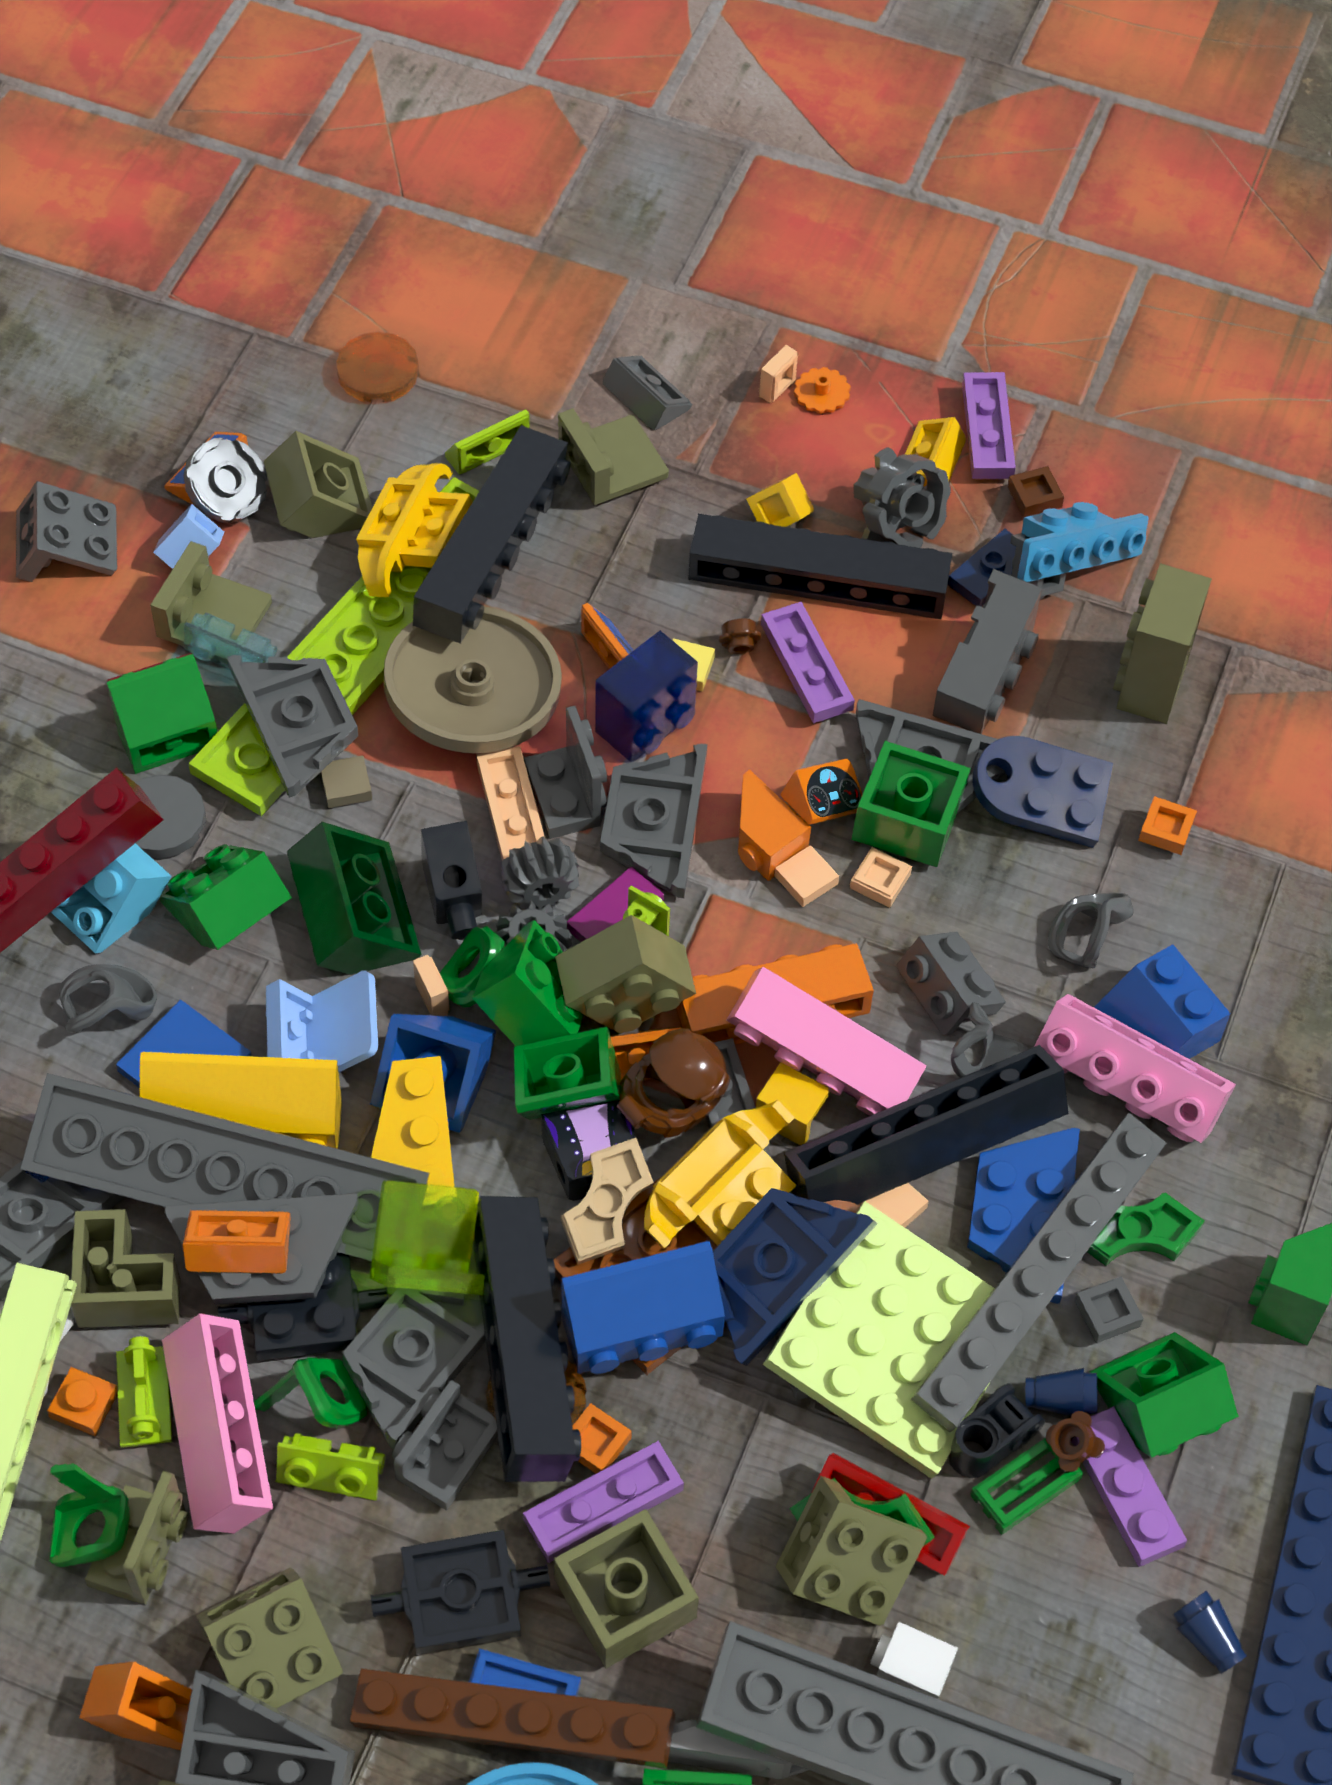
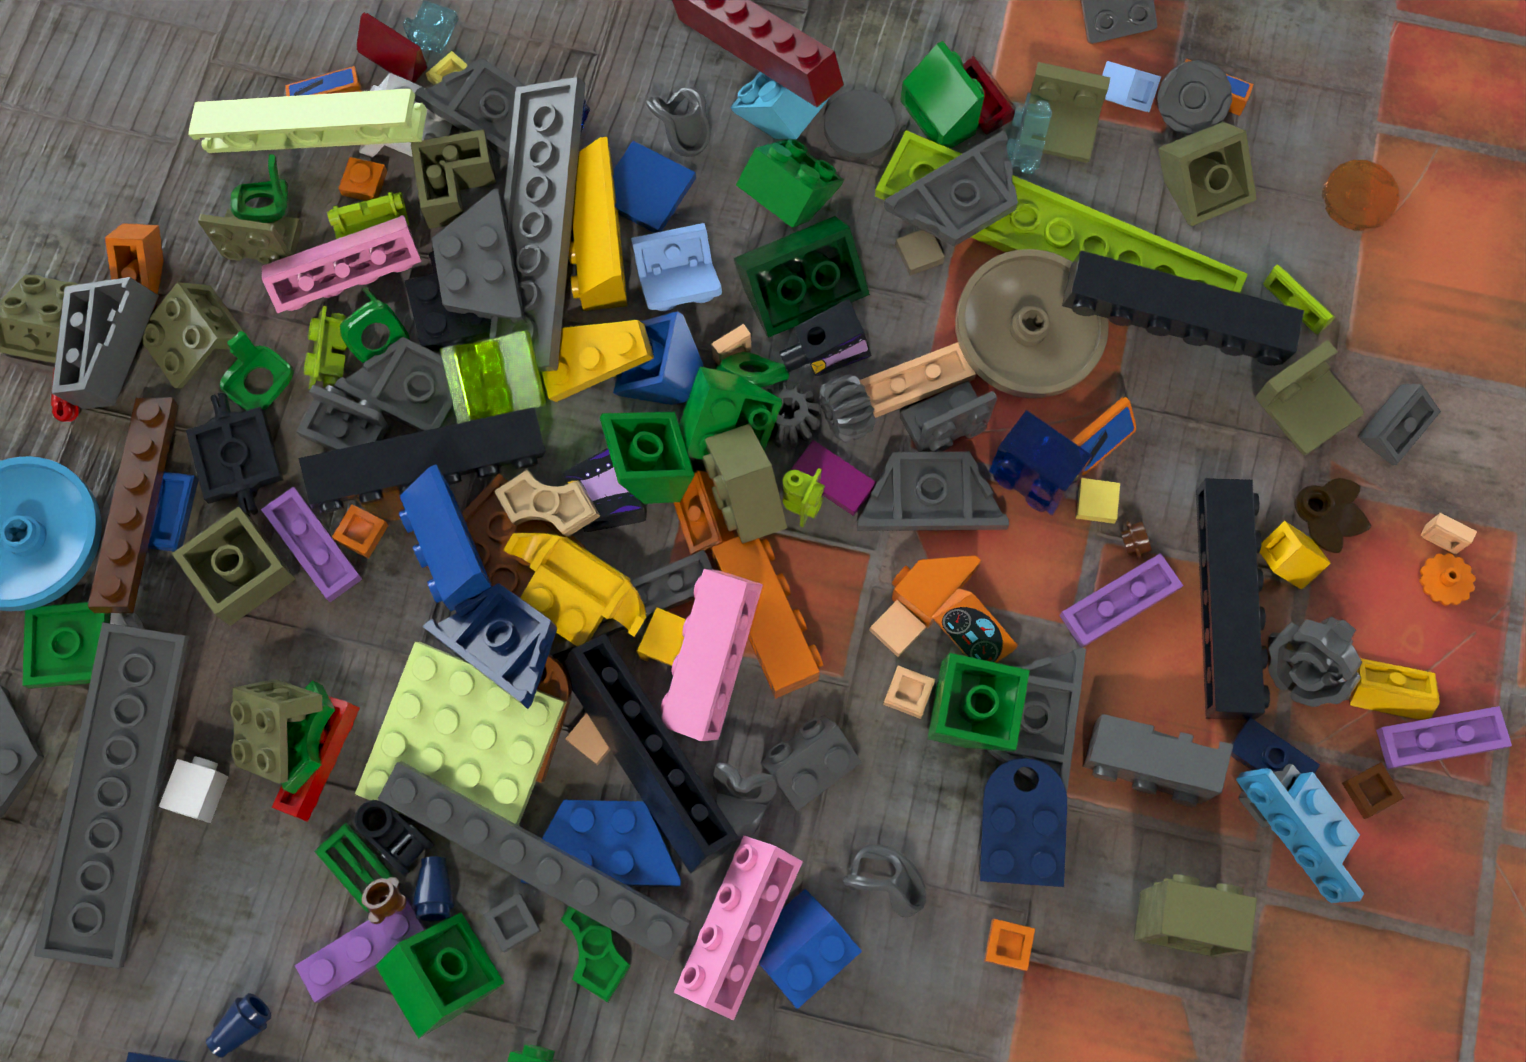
camera: 85 degrees right, 15 degrees up
(237, 1241) = (469, 239): orange slope -> none
(351, 1527) = (251, 358): none -> green piece
(408, 525) = (1179, 241): yellow plate -> none
(686, 1065) = (658, 540): reddish brown helmet -> none
(737, 466) = (1336, 515): none -> dark brown plate

